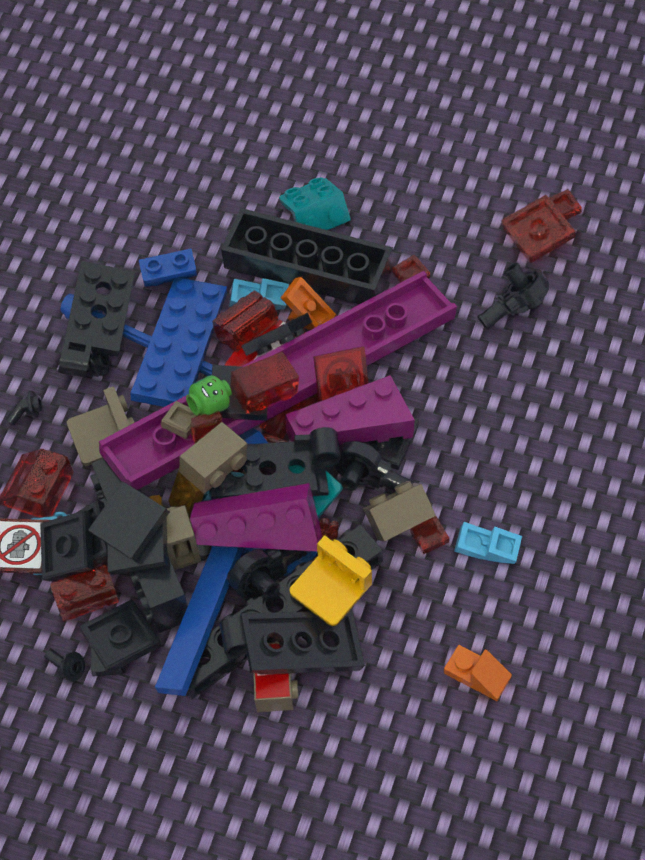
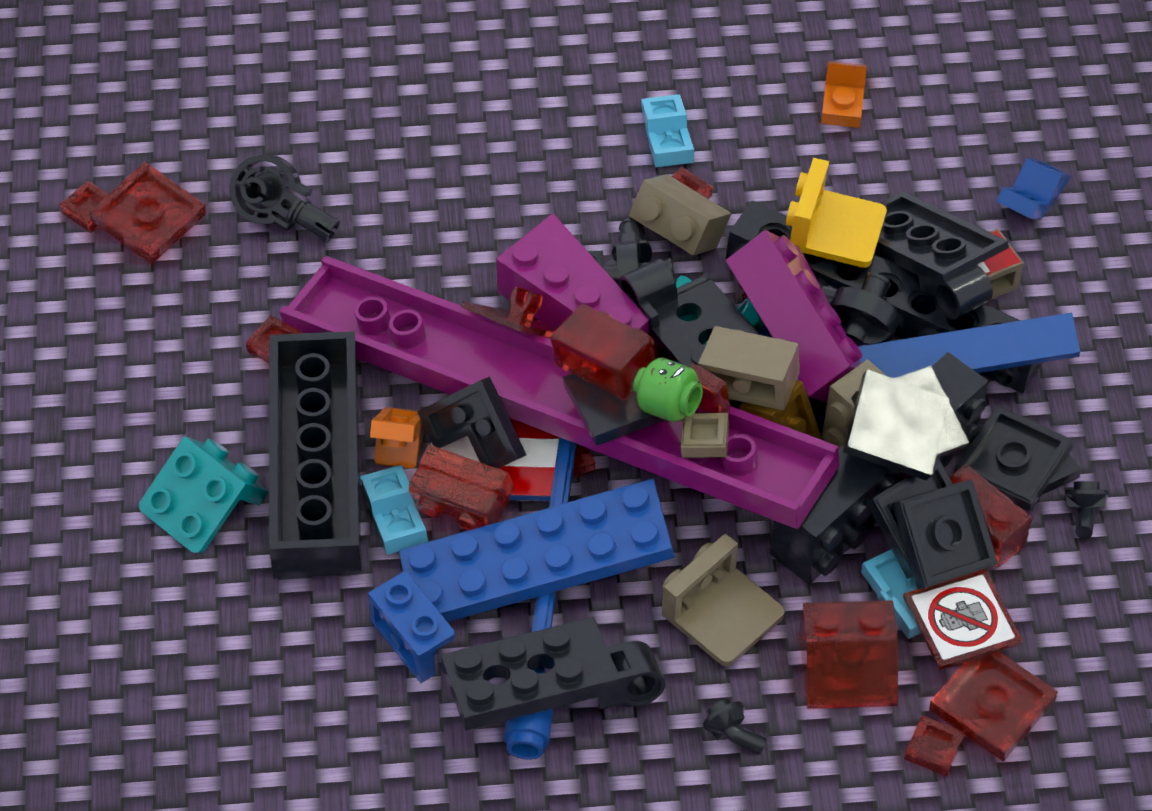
camera: 120 degrees left, 5 degrees down
(327, 754) = (1034, 189): none -> blue slope

